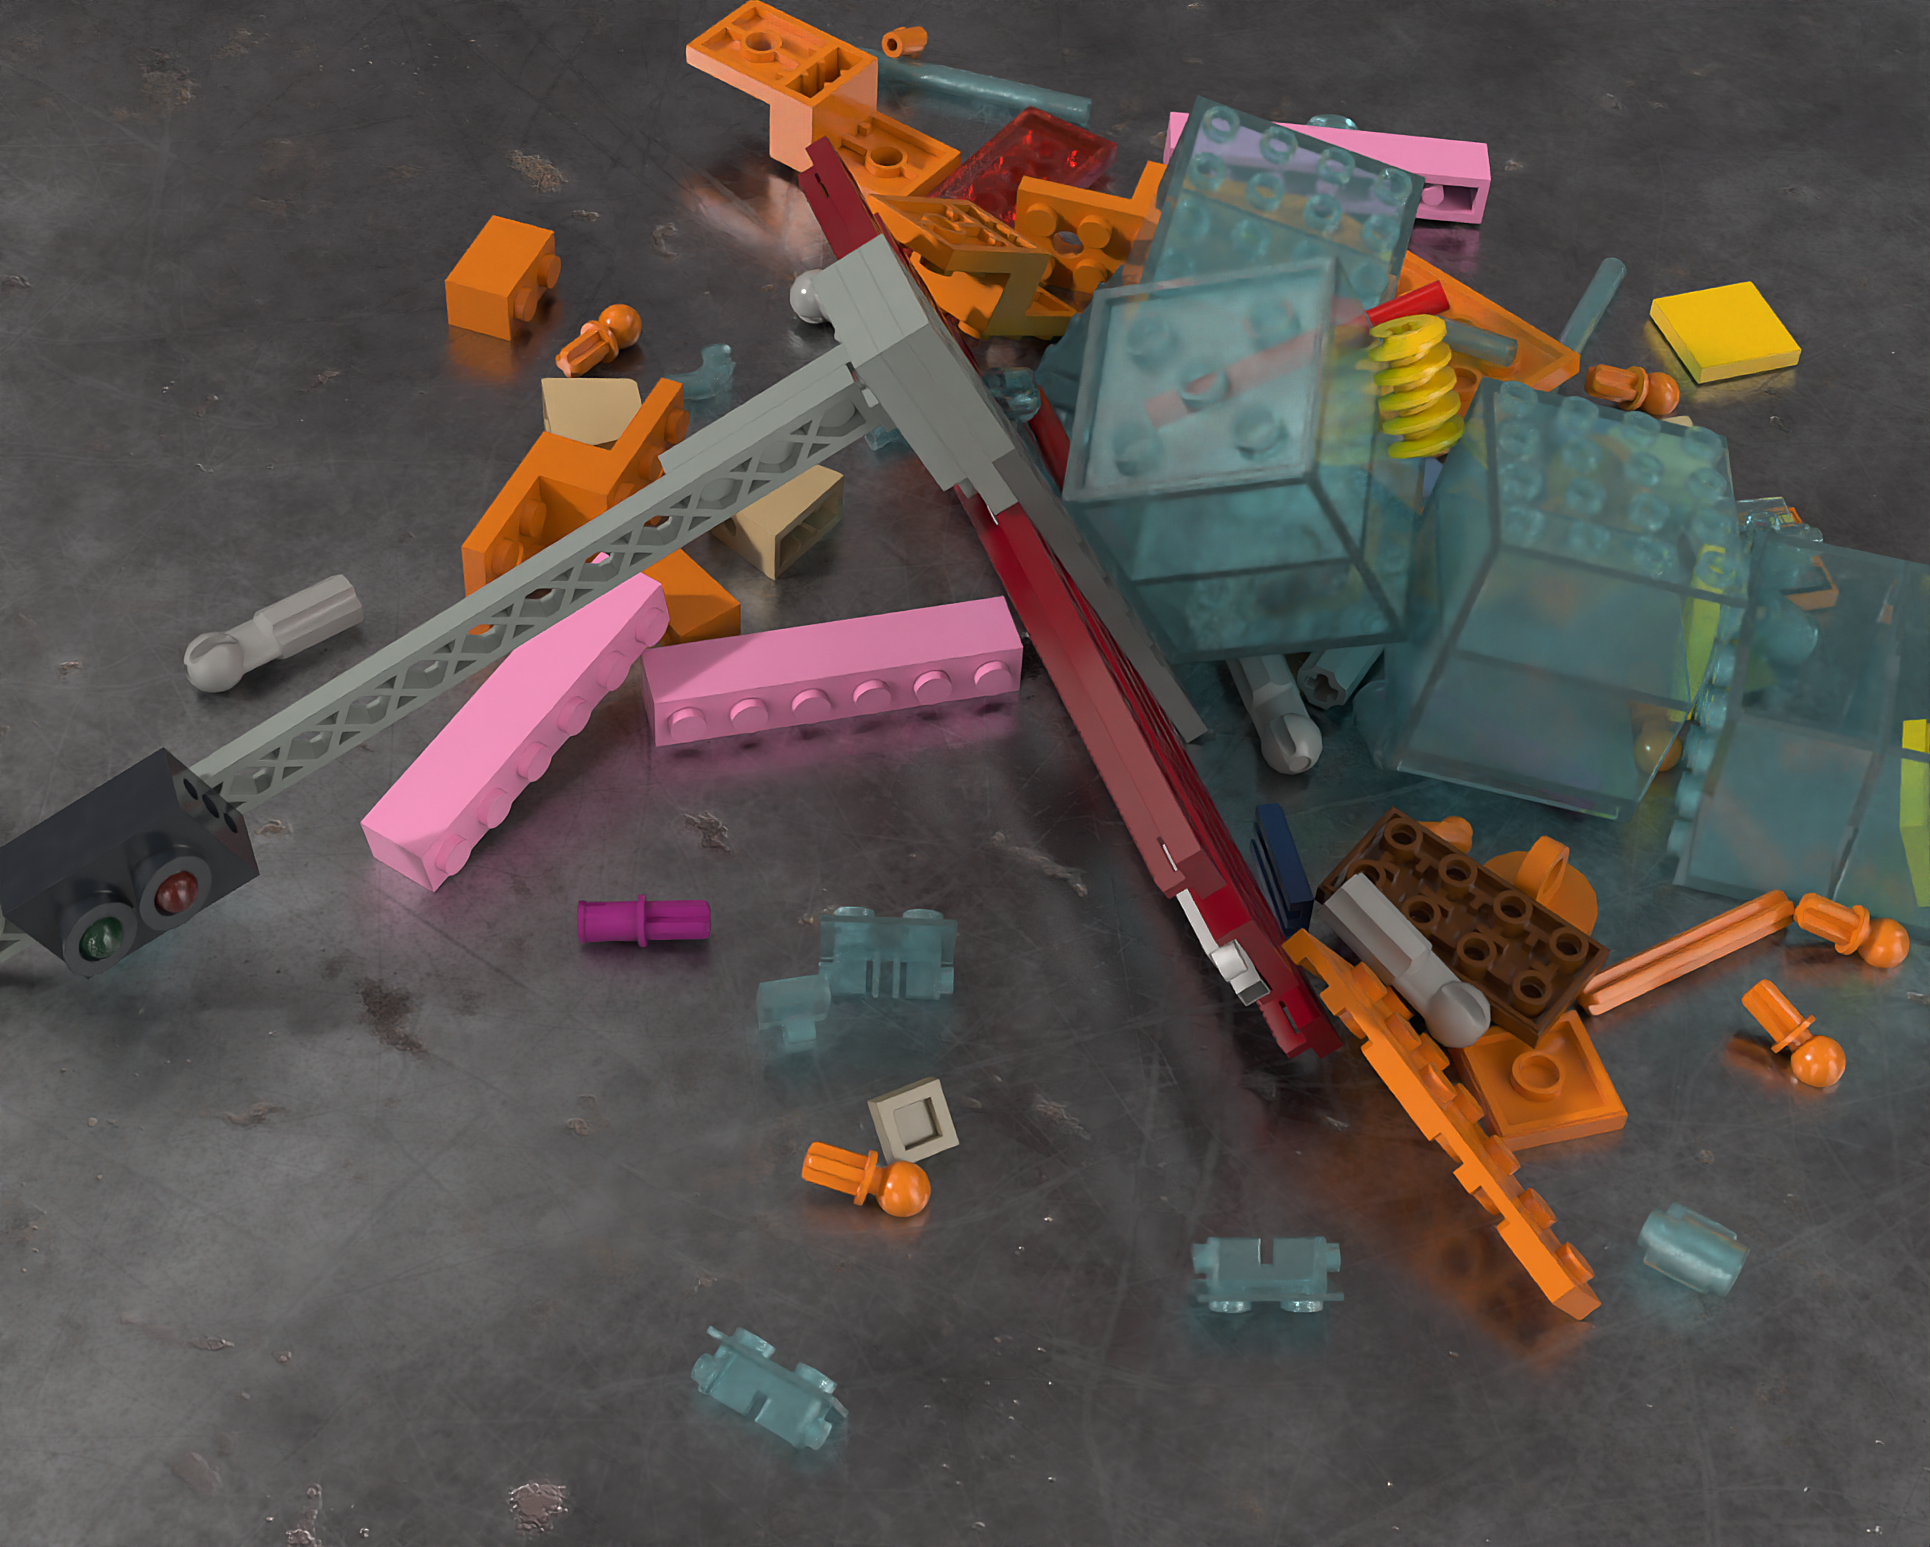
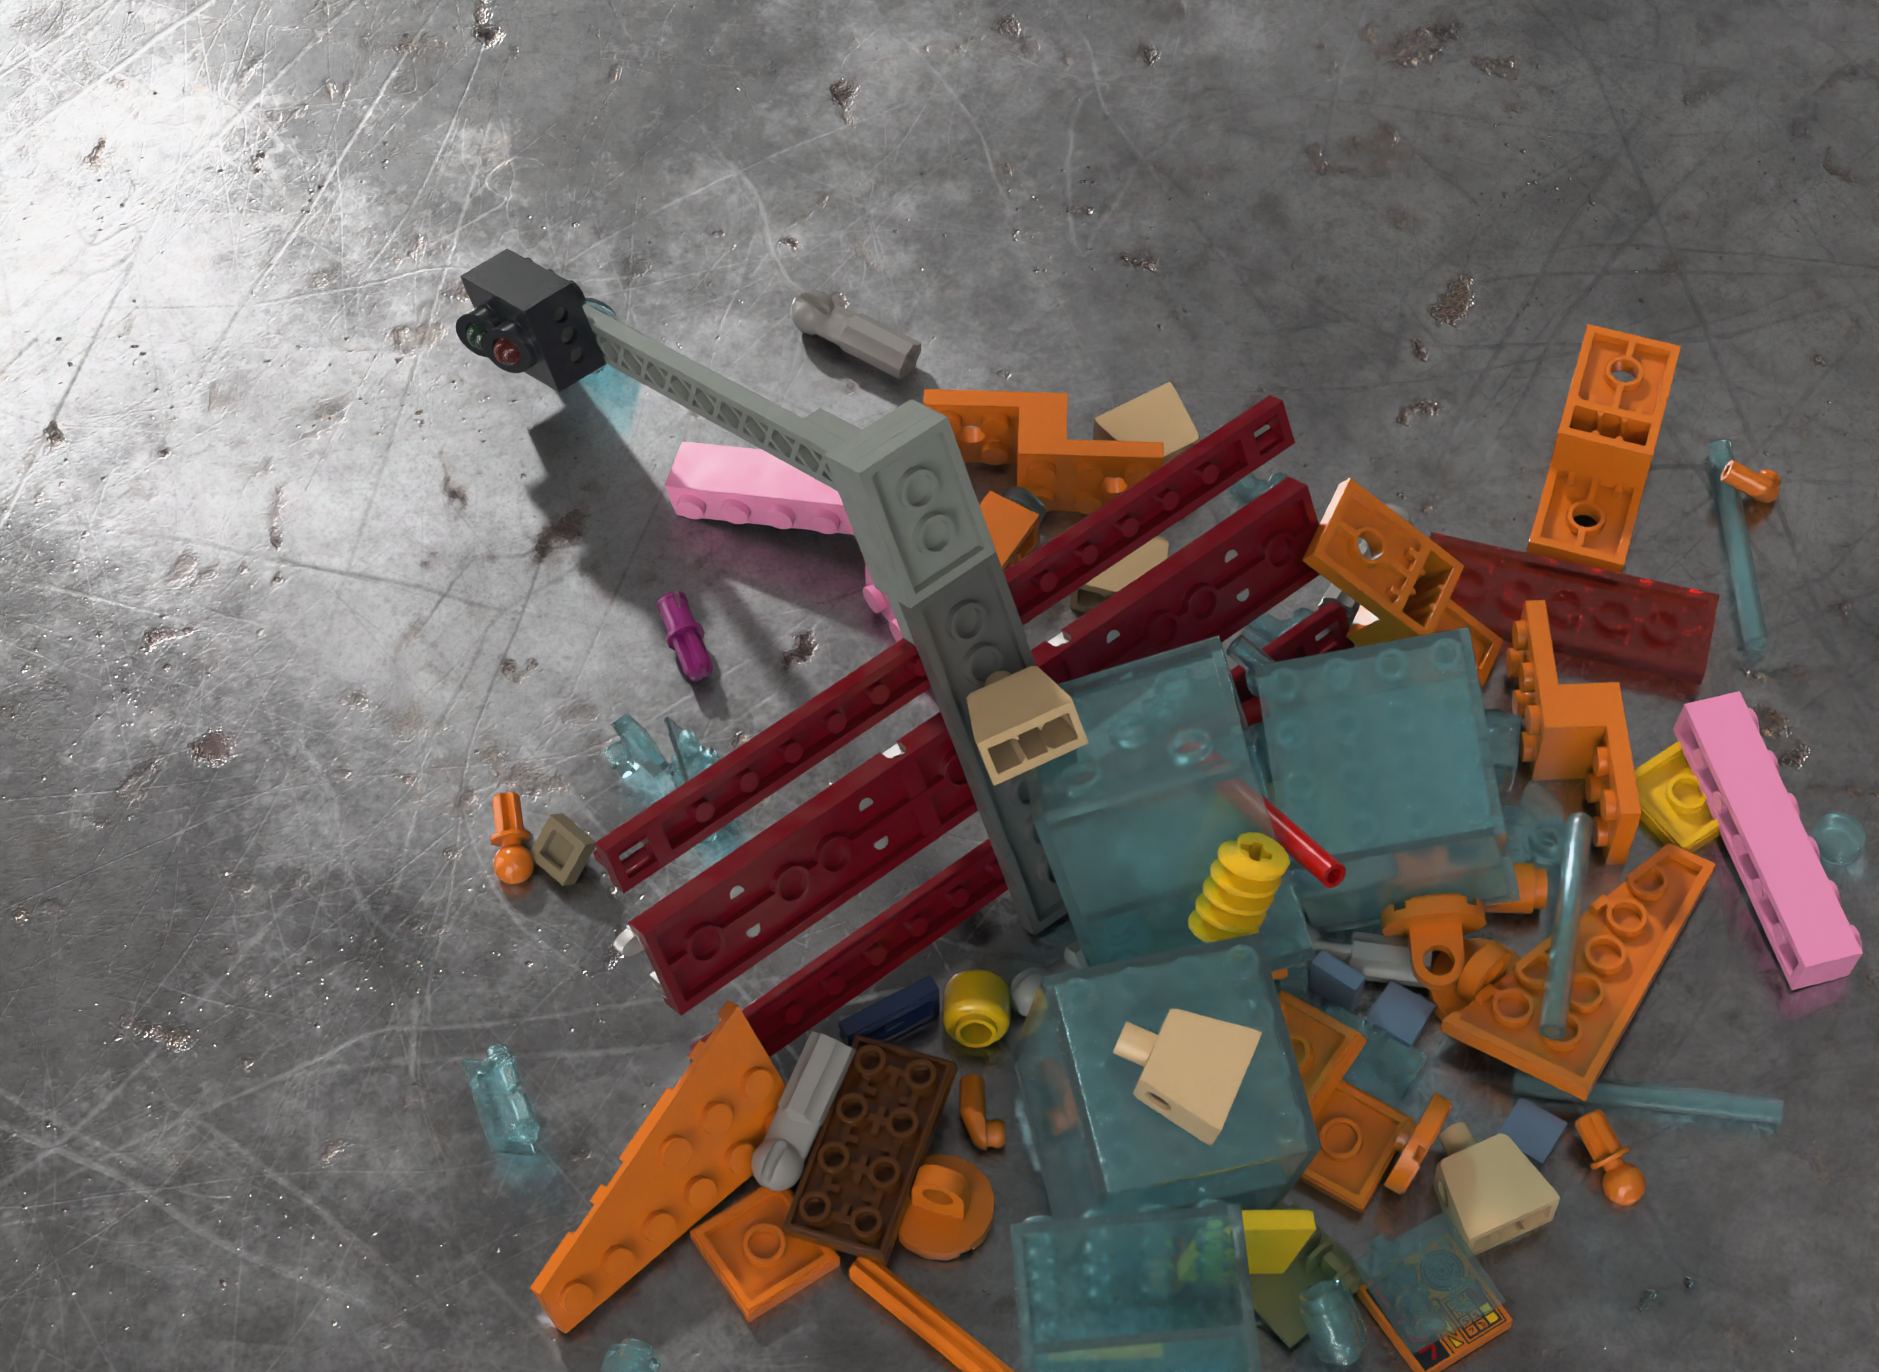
camera: 75 degrees right, 10 degrees up
(502, 278) = (1293, 321): orange brick -> none
(601, 340) = (1237, 401): orange axle -> none
(795, 1399) = (332, 825): clear light blue hinge -> none
(1143, 464) = (1022, 722): none -> tan torso
(1304, 788) = (976, 1007): none -> yellow head
(1656, 459) = (1190, 1068): none -> tan torso
(1725, 332) = (1743, 1223): yellow tile -> none

